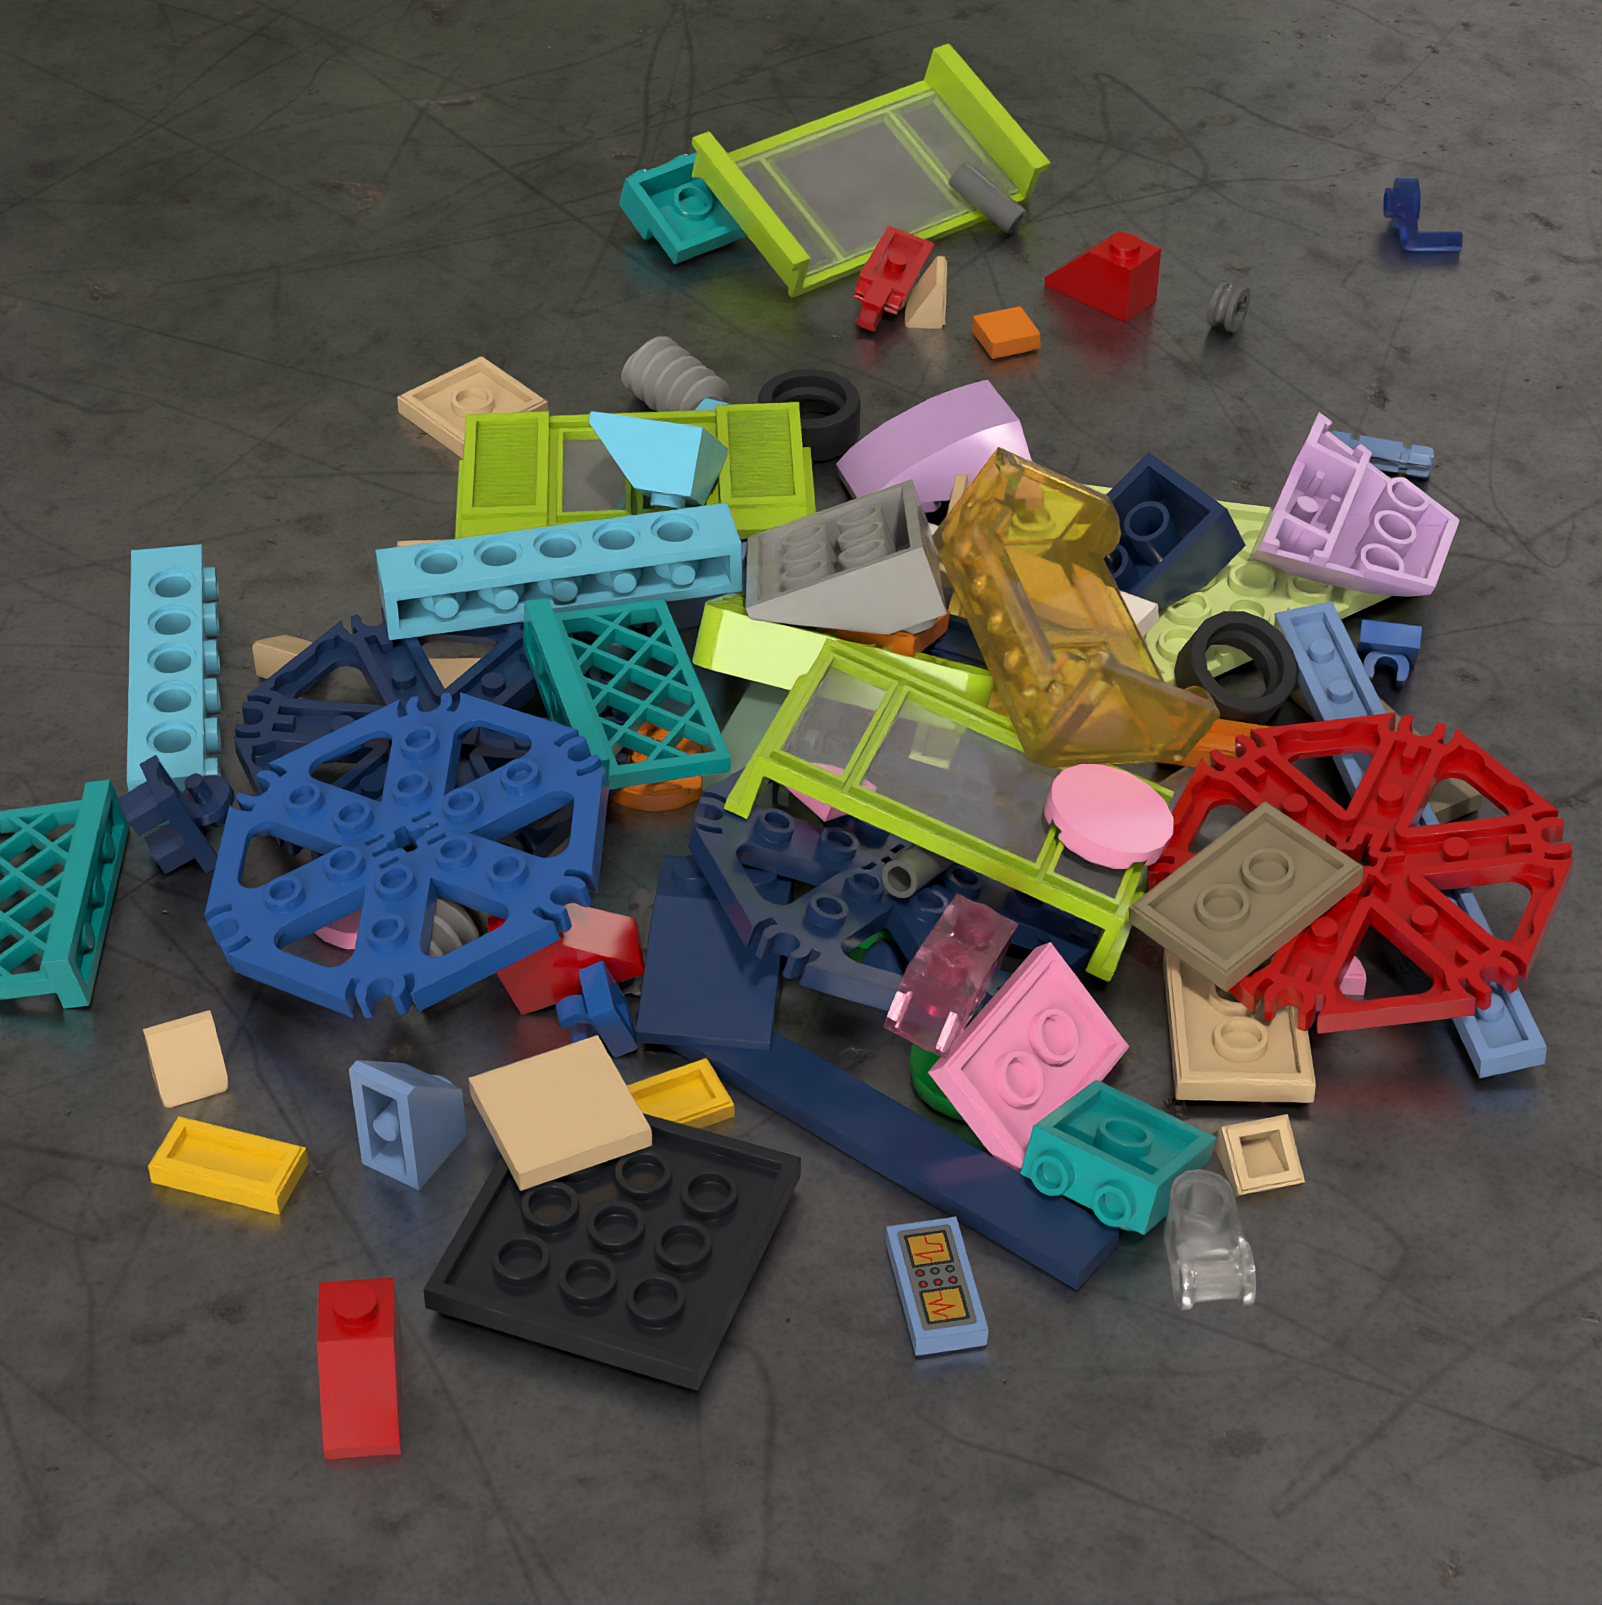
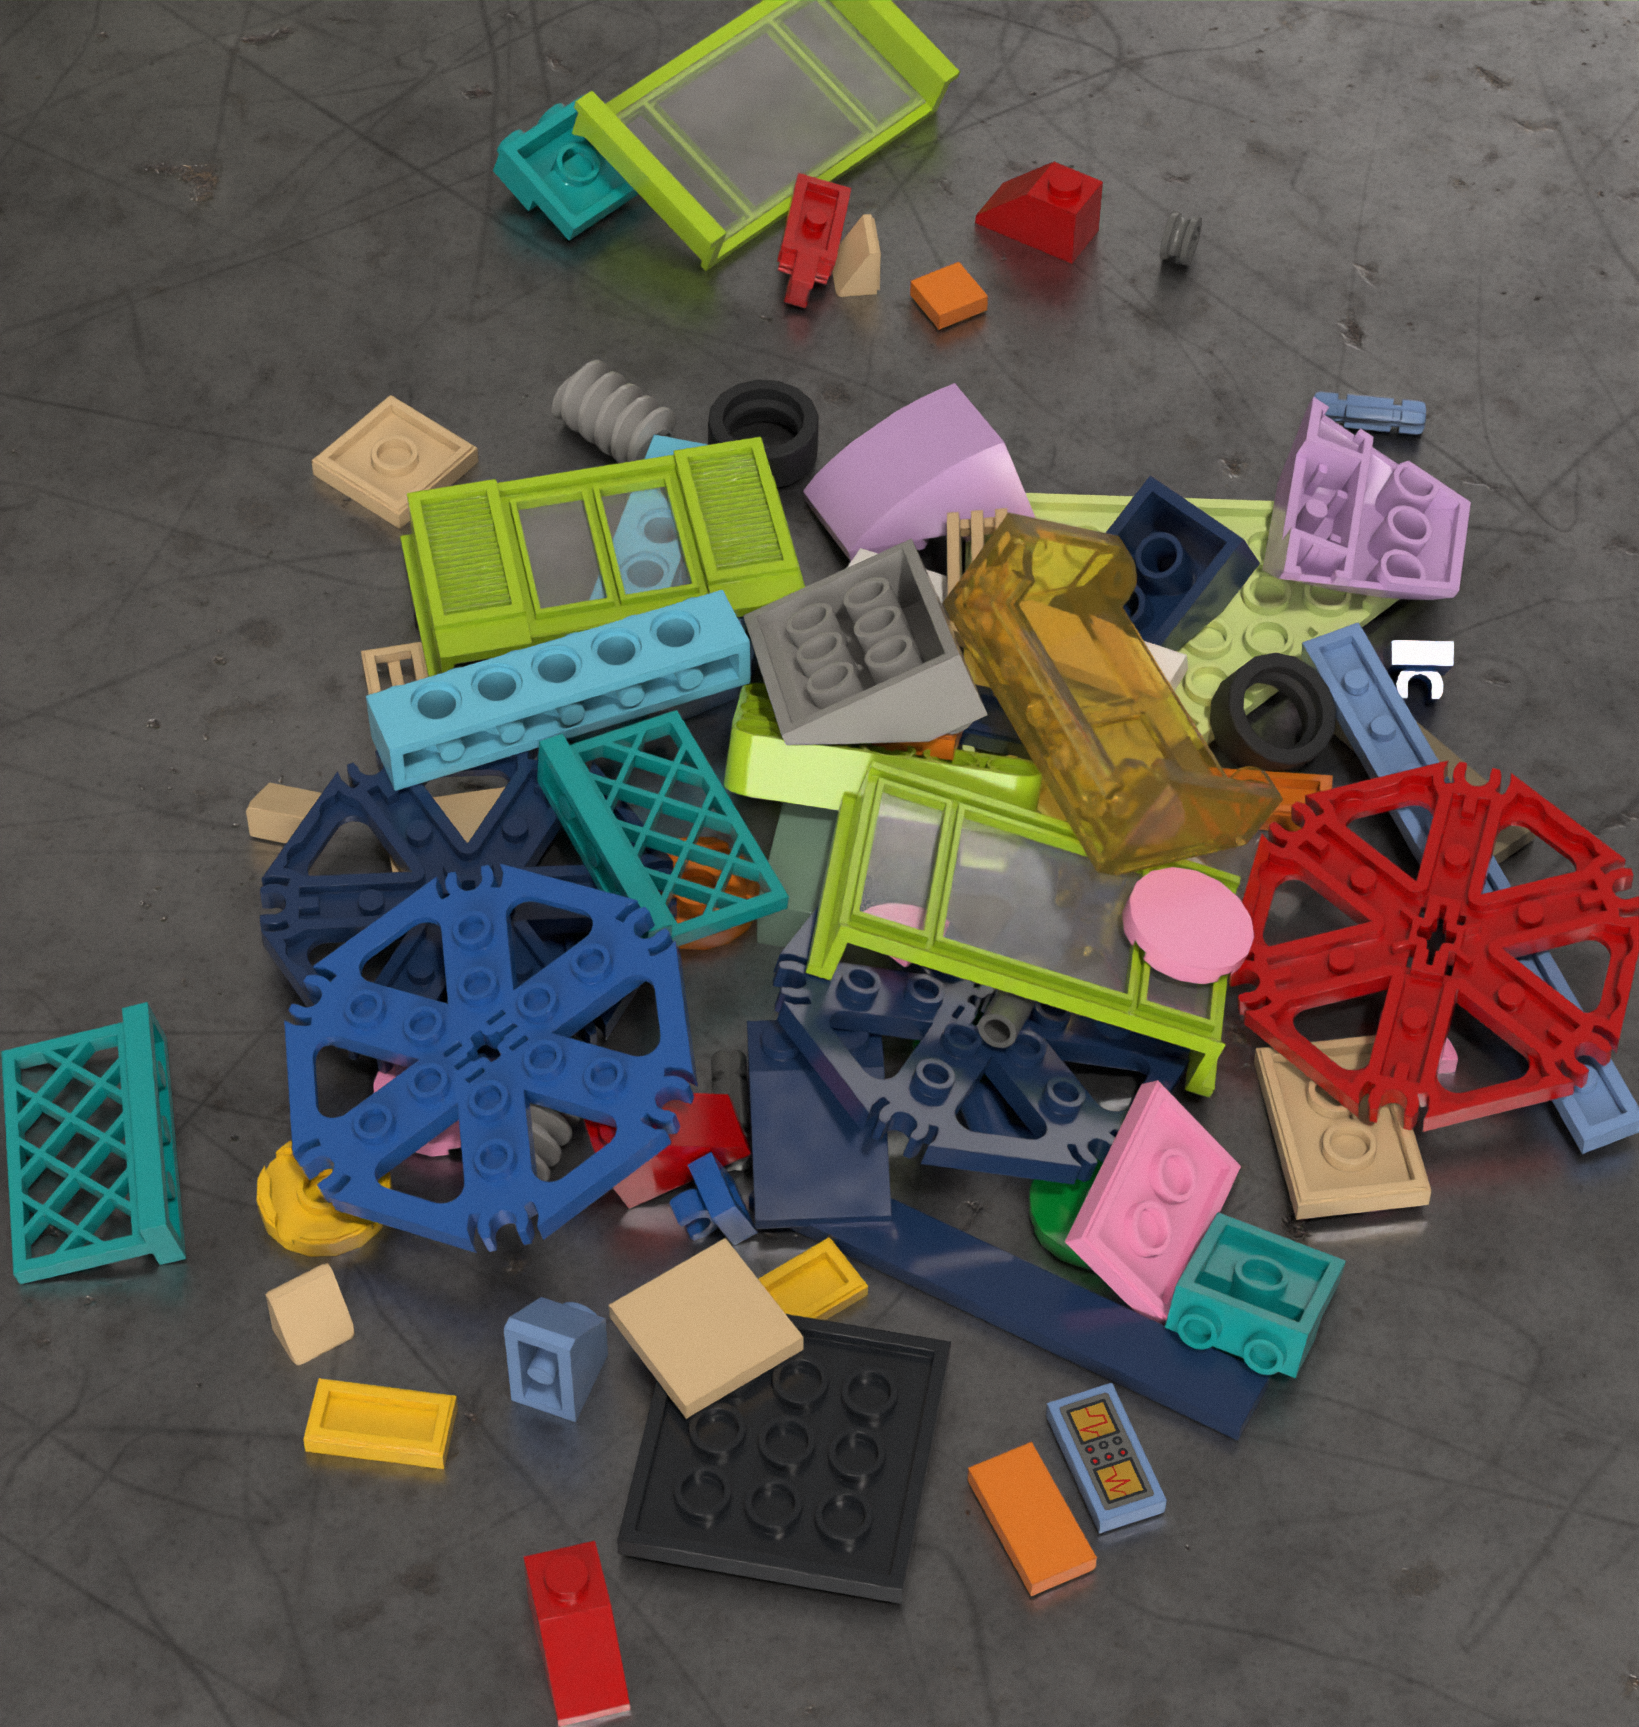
camera: 10 degrees left, 10 degrees up
(160, 799) = (224, 1037): dark blue hips -> none
(173, 664) = (169, 866): medium azure brick -> none
(207, 982) = (300, 1215): none -> yellow tile
(663, 459) = (640, 543): medium azure slope -> none
(848, 1331) = (1031, 1519): none -> orange tile
(950, 975) = (1074, 1140): clear pink brick -> none
(987, 197) = (896, 119): dark grey axle -> none
(1207, 1242) = (1360, 1391): clear piece -> none
(1245, 895) = (1333, 992): dark tan tile -> none
(1259, 1155) = (1386, 1271): tan slope -> none
(1403, 206) = (1344, 81): clear blue plate -> none

